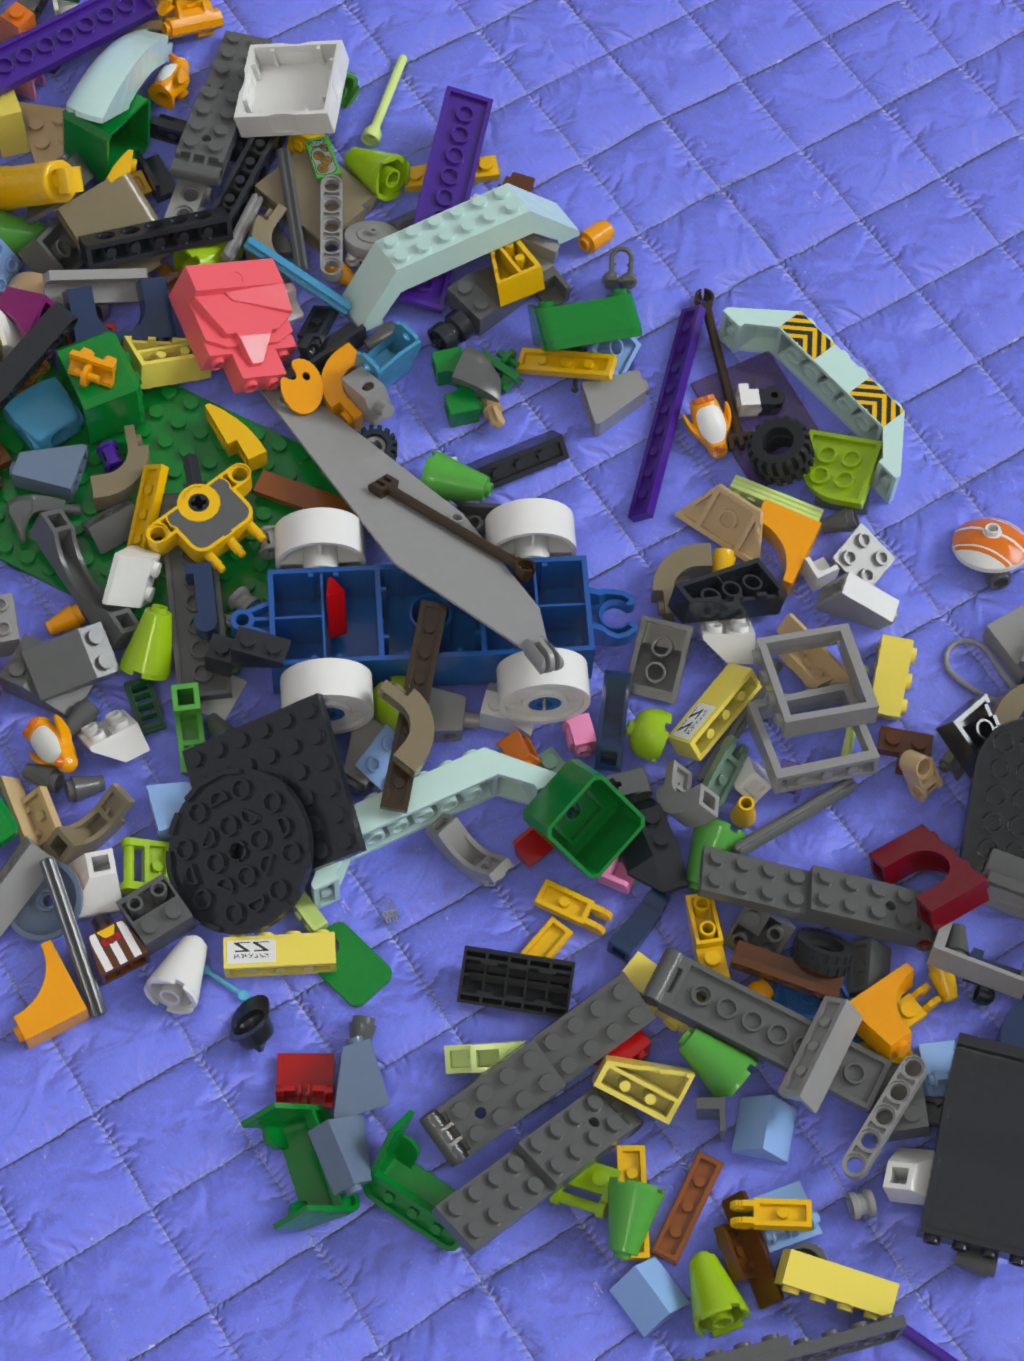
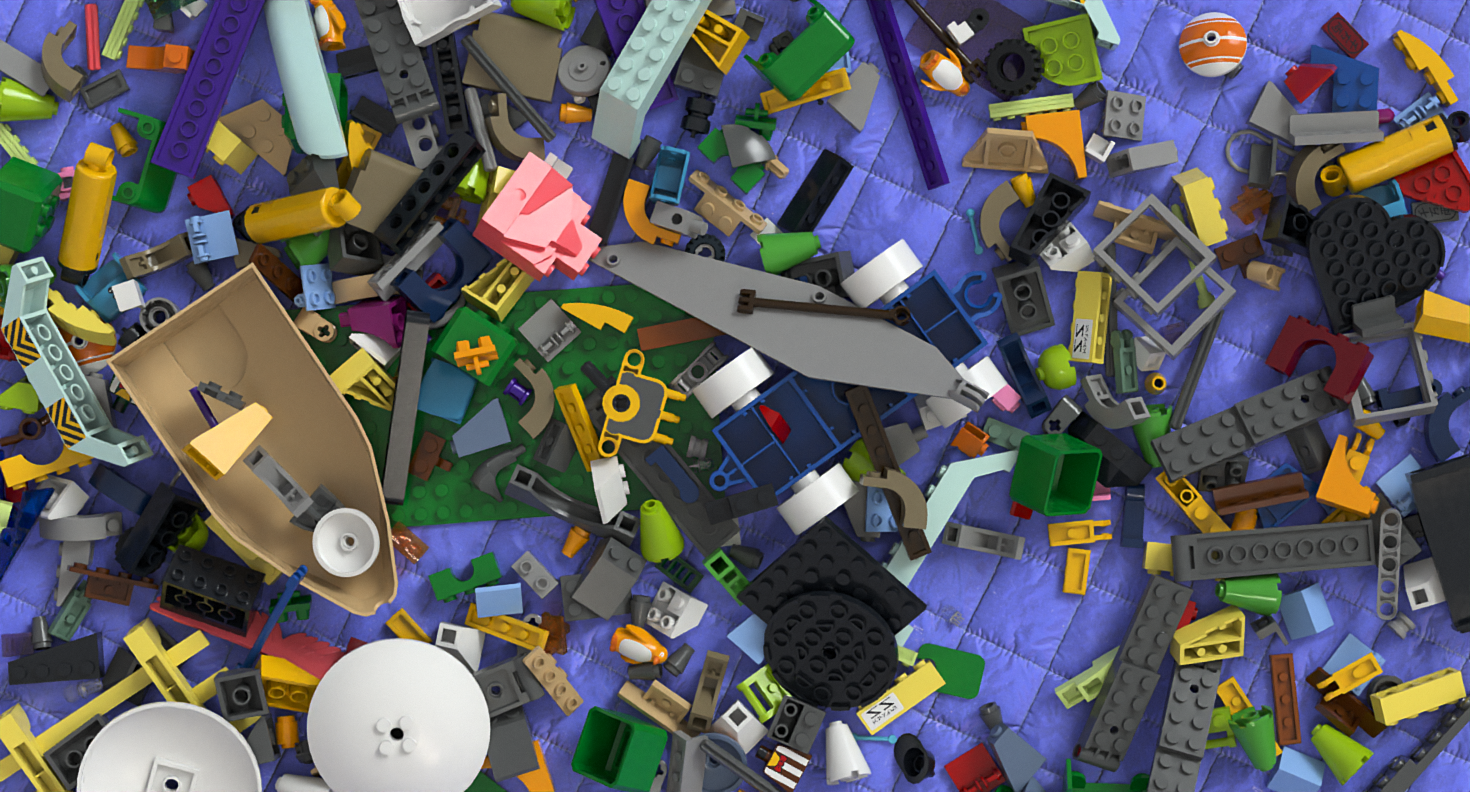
camera: 25 degrees left, 25 degrees up
(180, 426) = (549, 330): none -> light grey hinge
(299, 276) = (554, 147): dark azure axle -> none
(300, 394) = (624, 249): light orange piece -> none
(315, 330) = (593, 179): black hinge -> none
(322, 157) = (502, 27): tile -> none
(336, 237) = (541, 78): light grey beam -> none
(417, 420) = (722, 208): none -> tan bracket
(515, 981) = (1076, 616): black piece -> none
(642, 596) = (978, 249): none -> medium azure hinge
(821, 1052) = (1322, 548): light grey panel -> none
(822, 952) = (1276, 475): black tyre -> none
(933, 706) = (1249, 201): none -> clear orange hips
(976, 675) = (1262, 165): none -> dark grey panel

